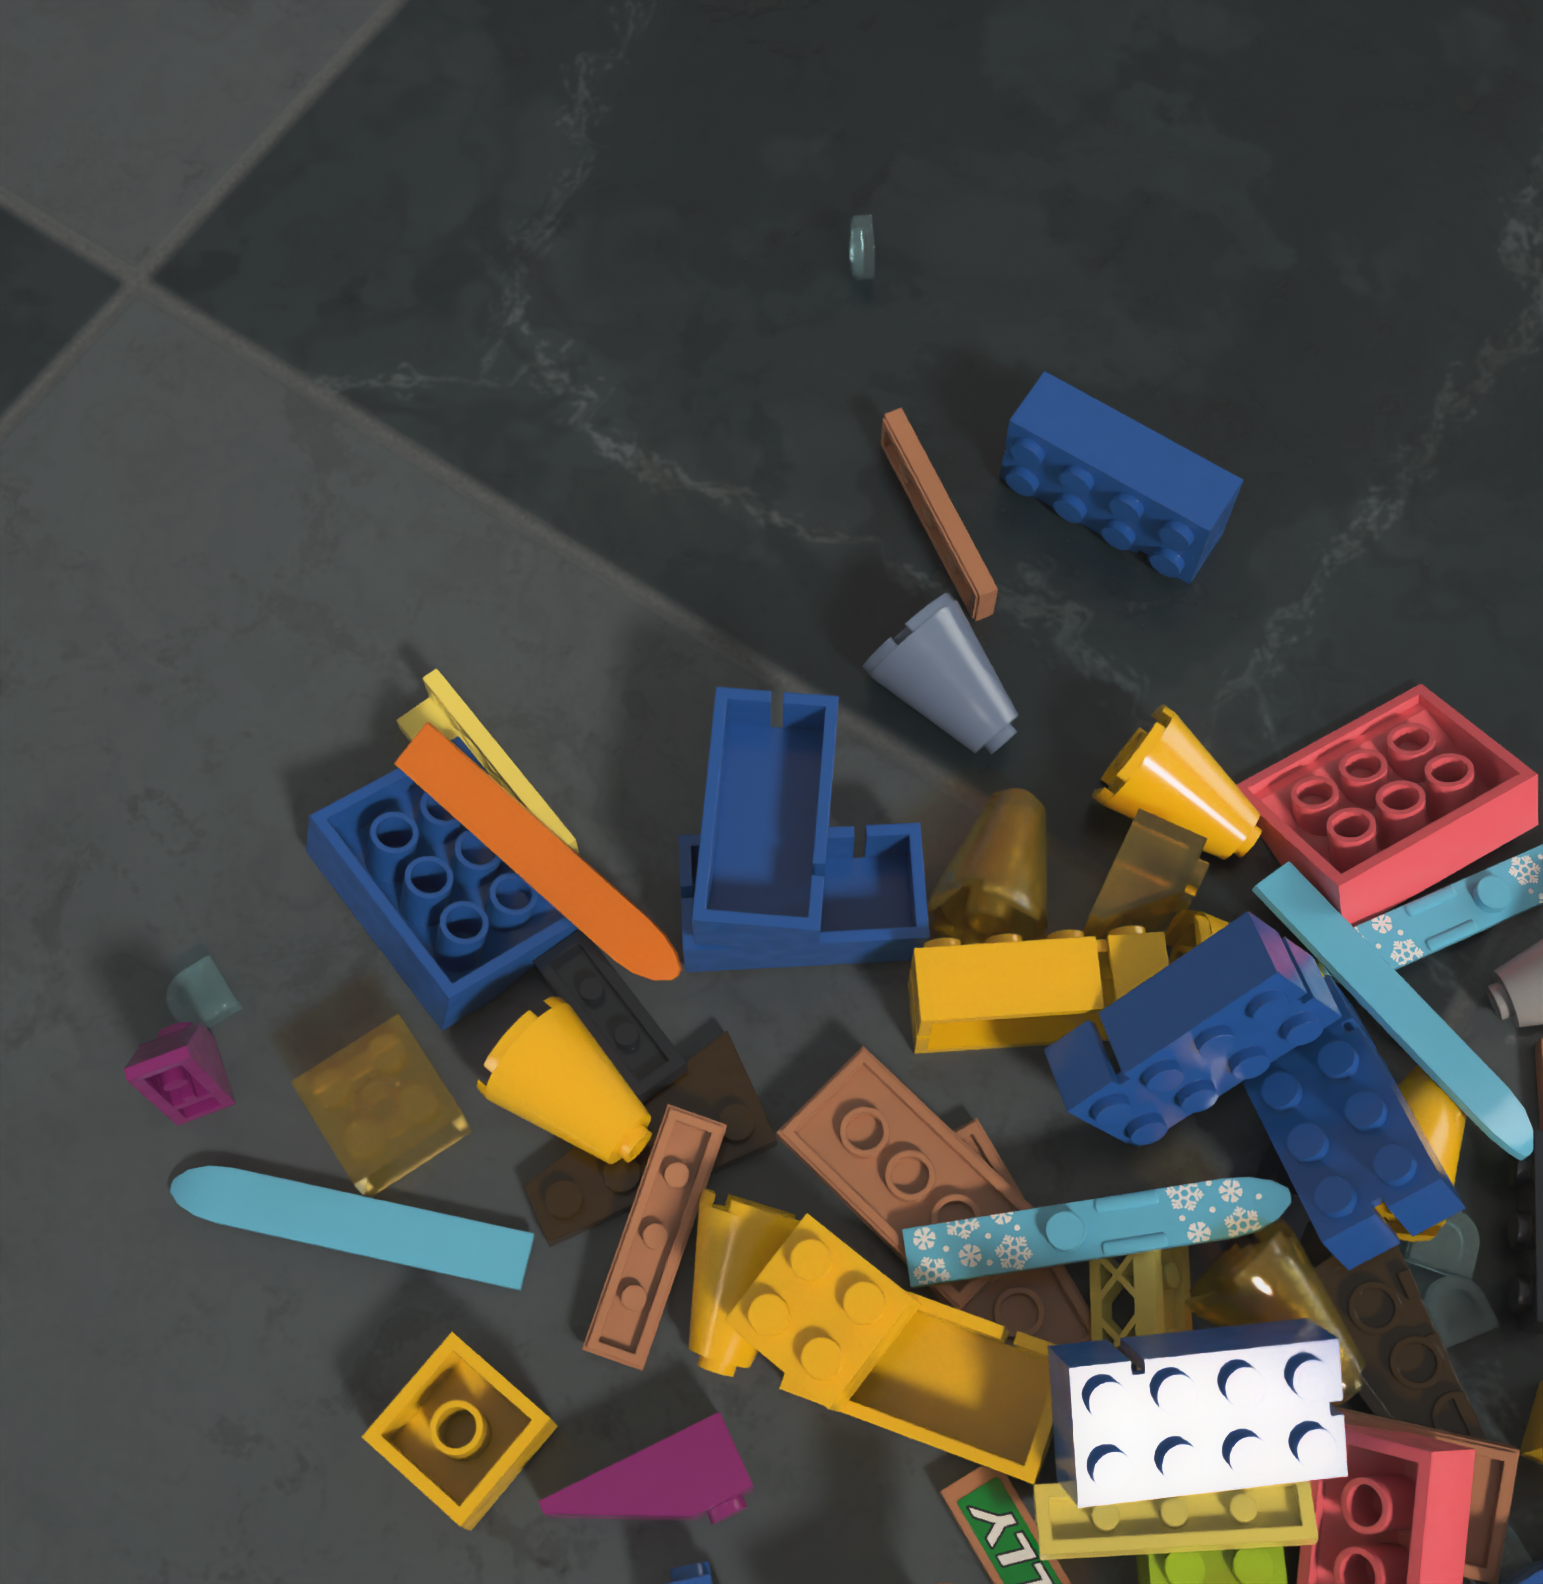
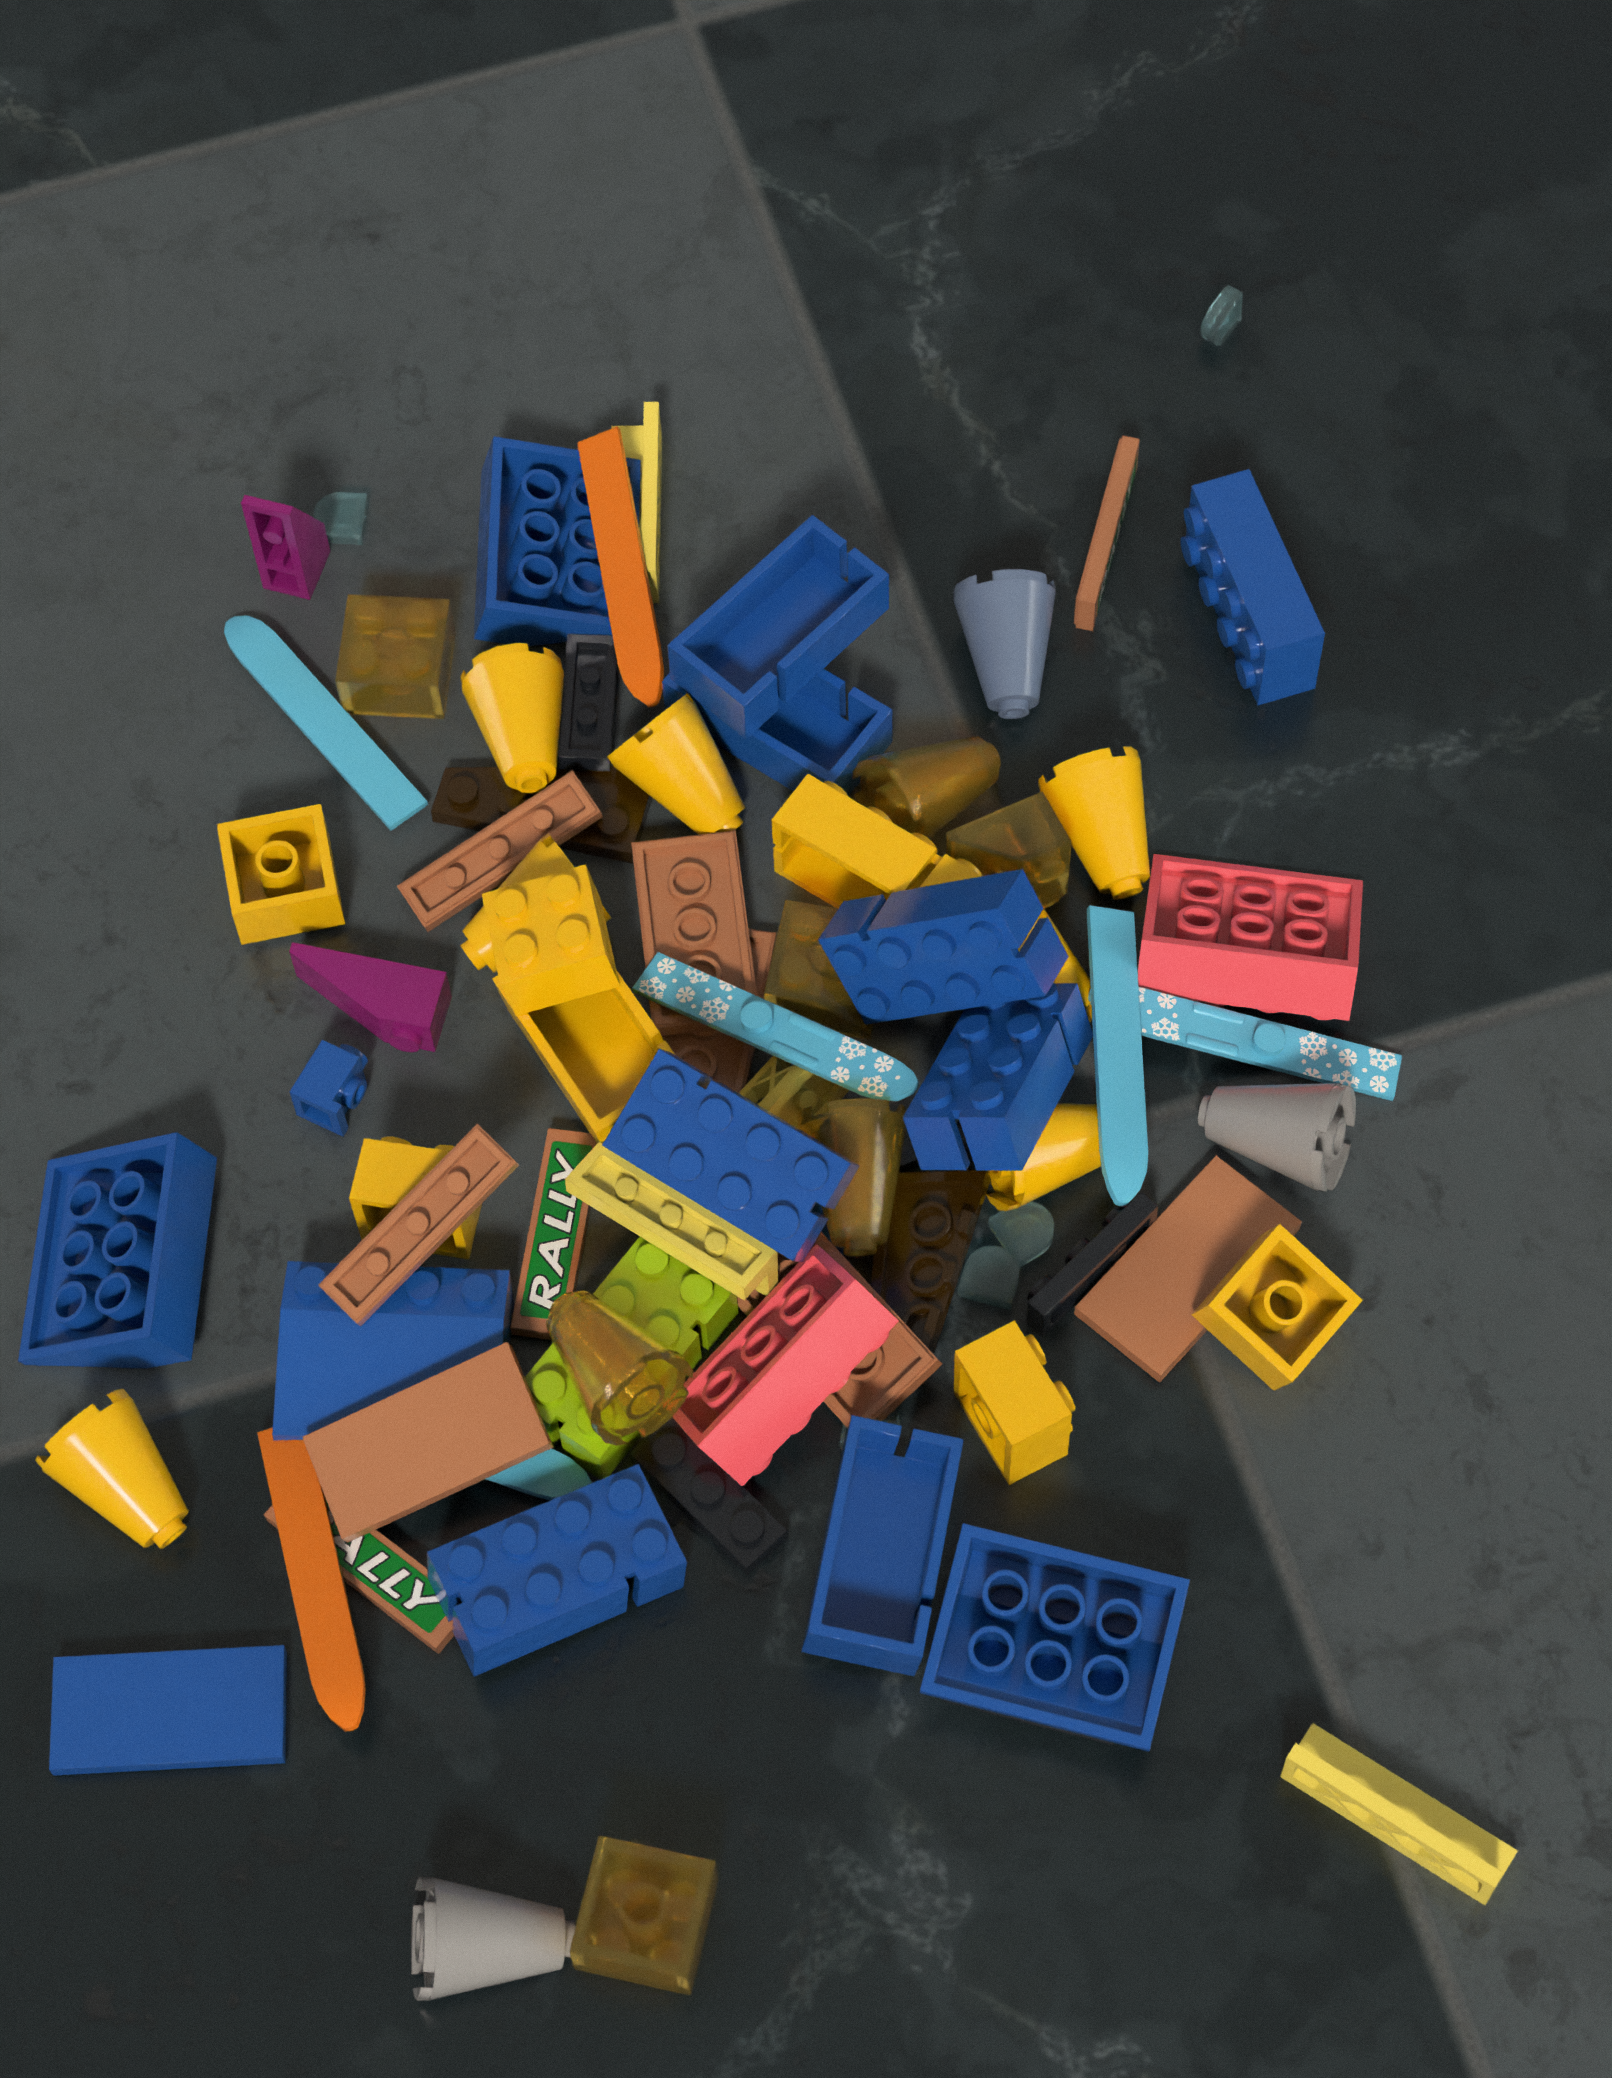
camera: 40 degrees right, 5 degrees down
(762, 1021) = (682, 769): none -> yellow cone
(1042, 1141) = (803, 975): none -> clear yellow slope

